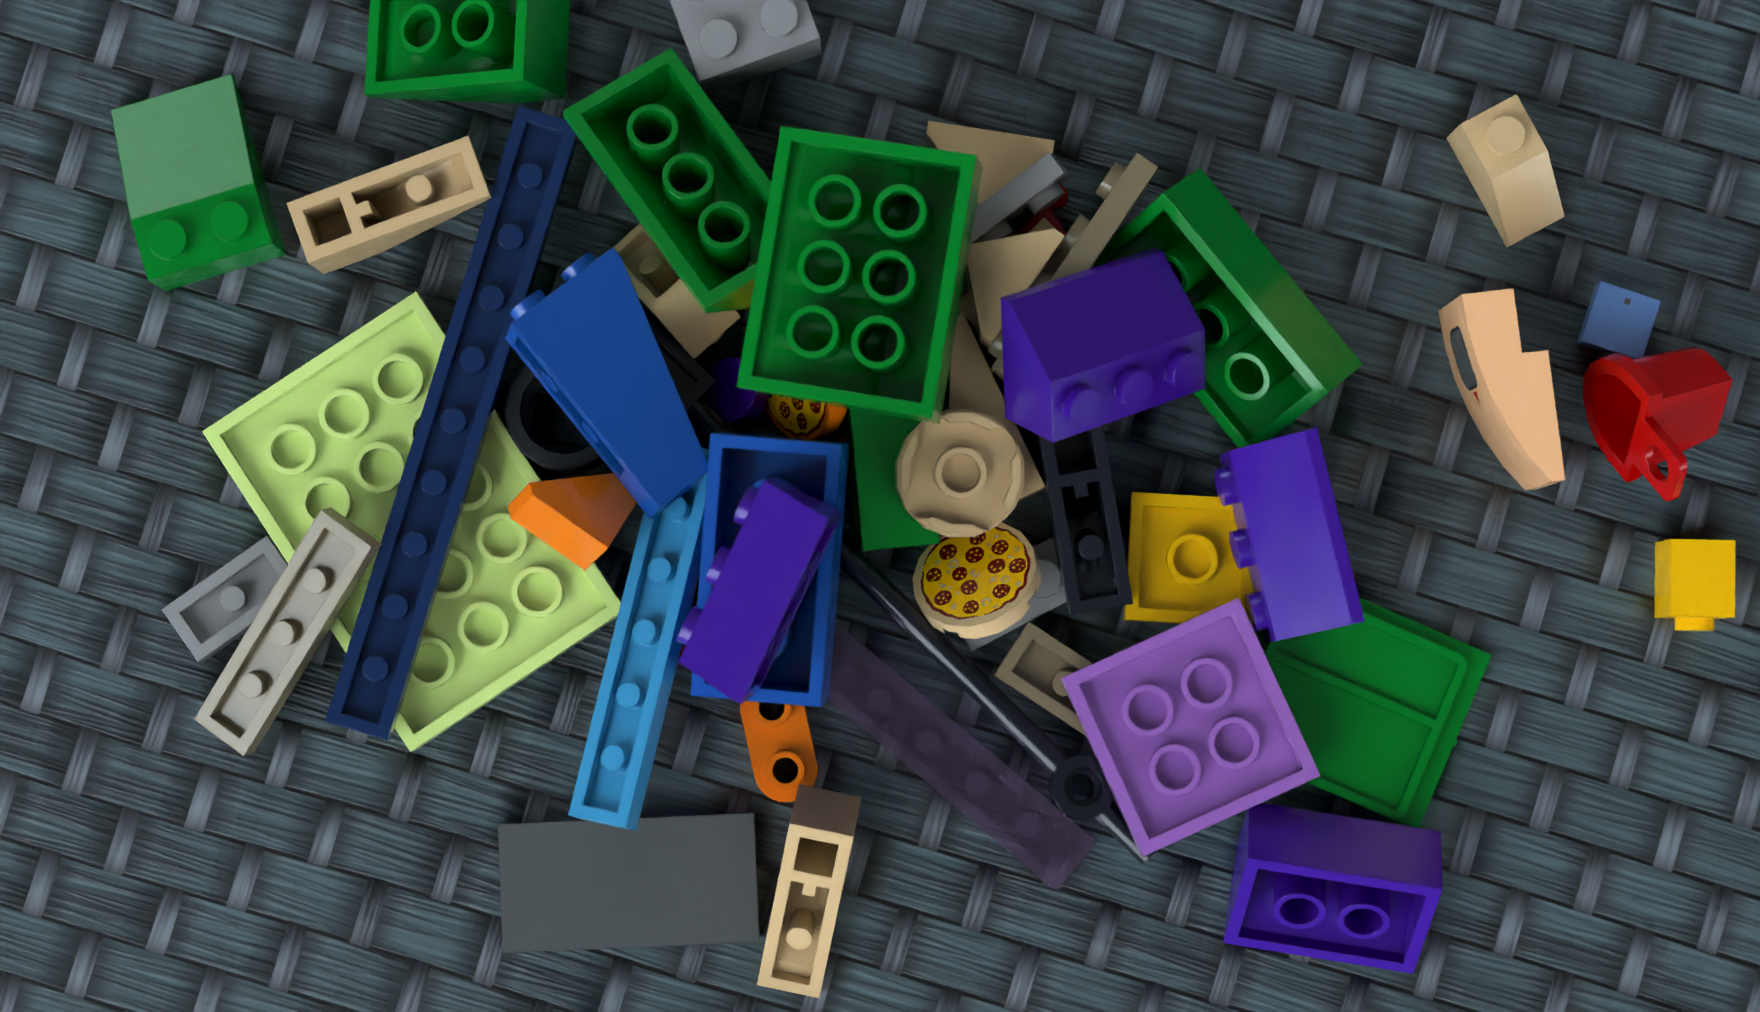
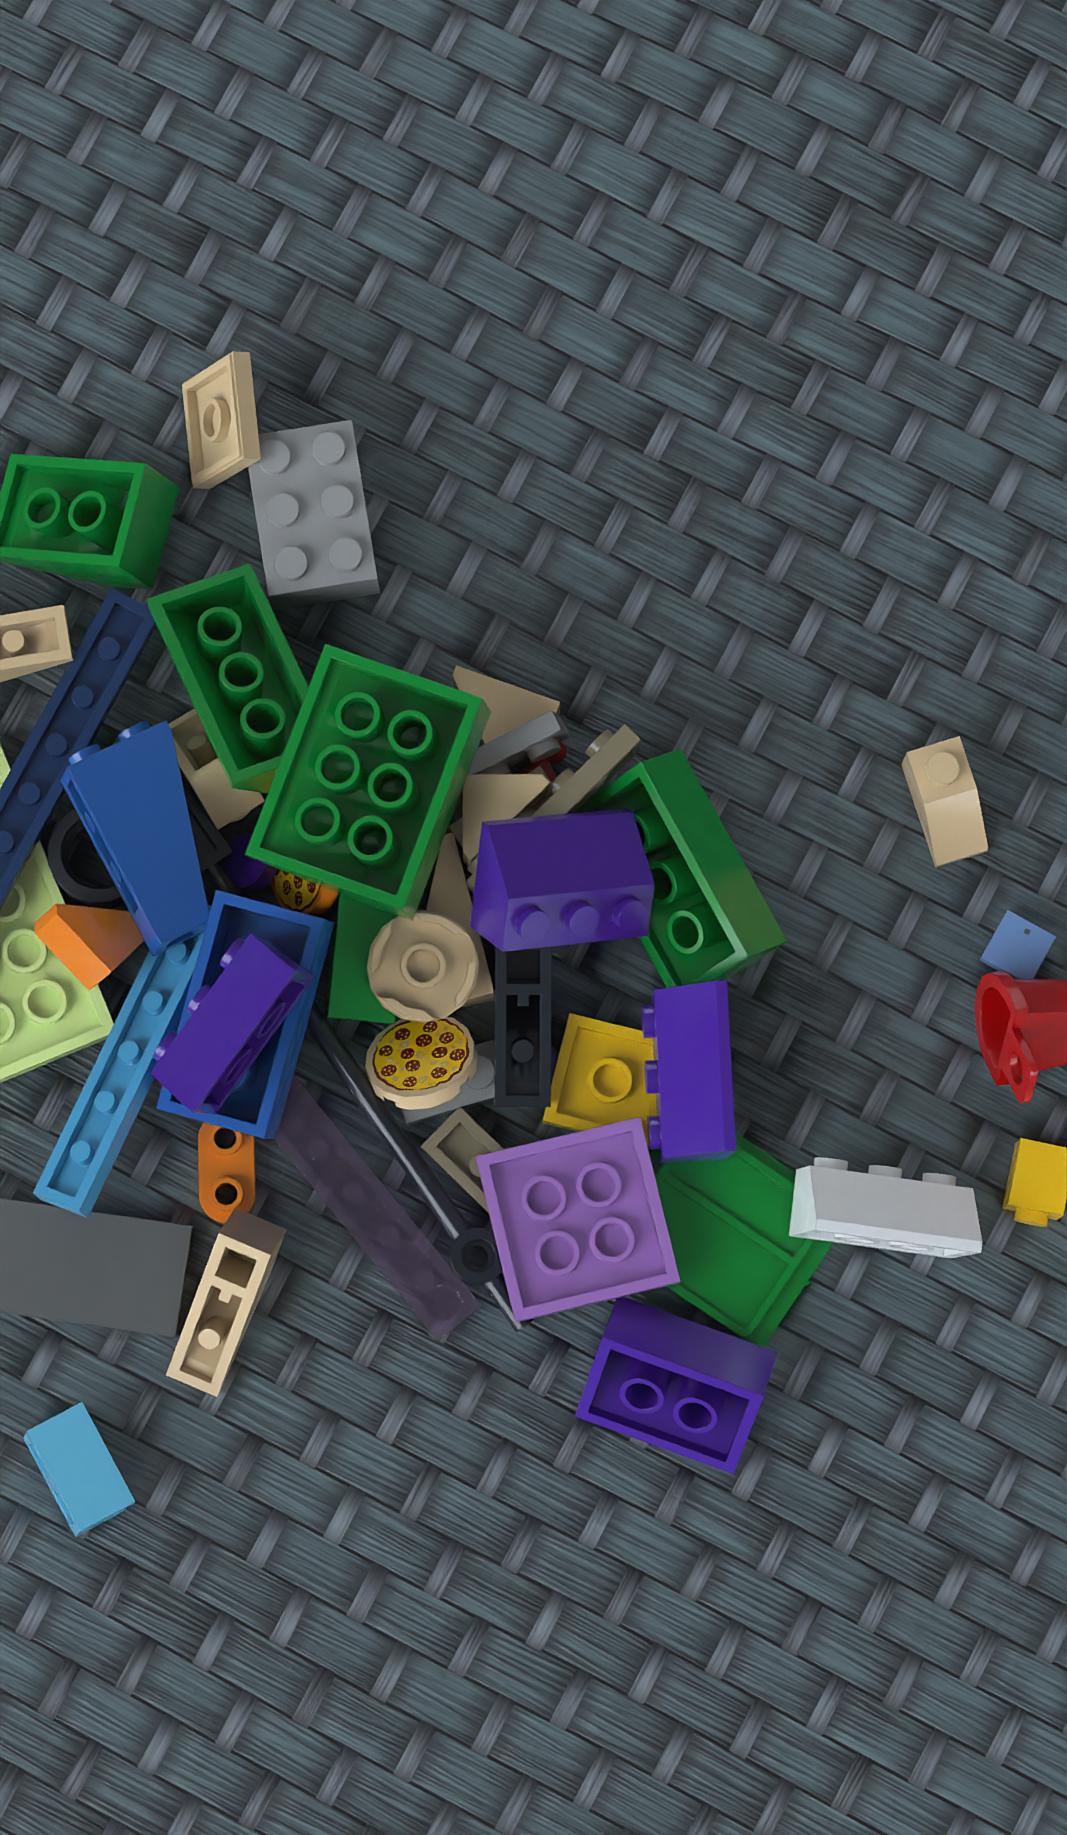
camera: 10 degrees right, 5 degrees down
(1502, 387) = (902, 979): light nougat slope -> none
(1534, 648) = (885, 1210): none -> white slope

